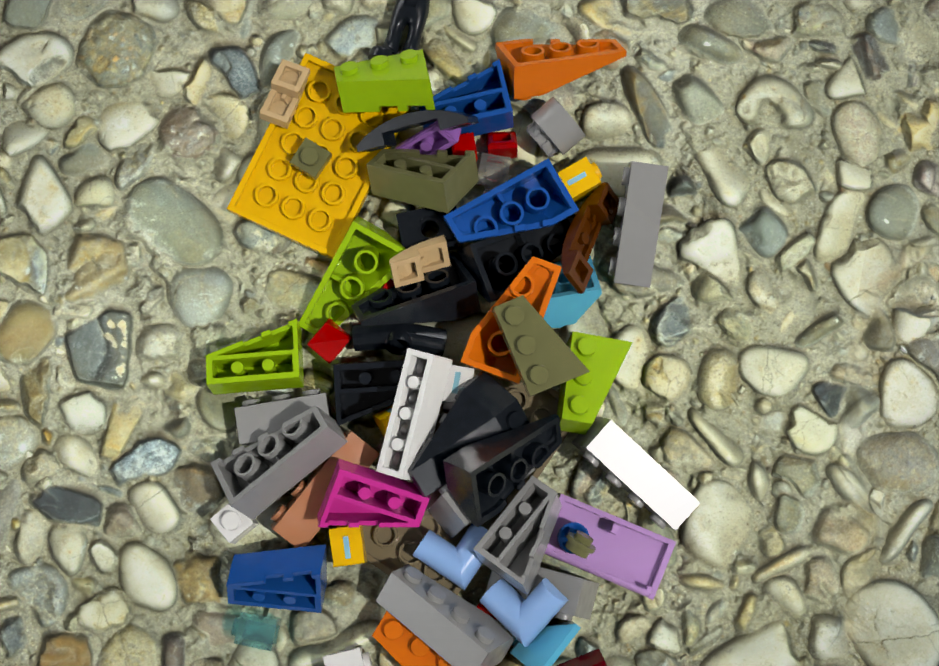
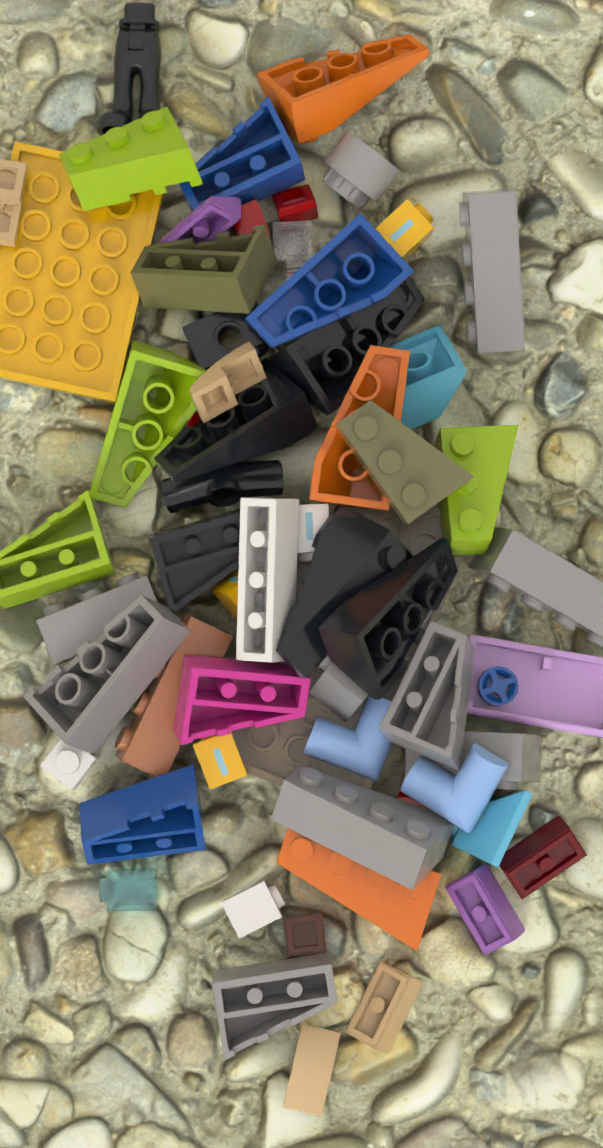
camera: 15 degrees left, 5 degrees up
(310, 158) = (55, 279): olive plate -> none
(329, 341) = (134, 508): red slope -> none
(384, 136) = (144, 229): black slope -> none
(580, 544) = (508, 692): olive plate -> none
(582, 234) = (435, 266): reddish brown slope -> none

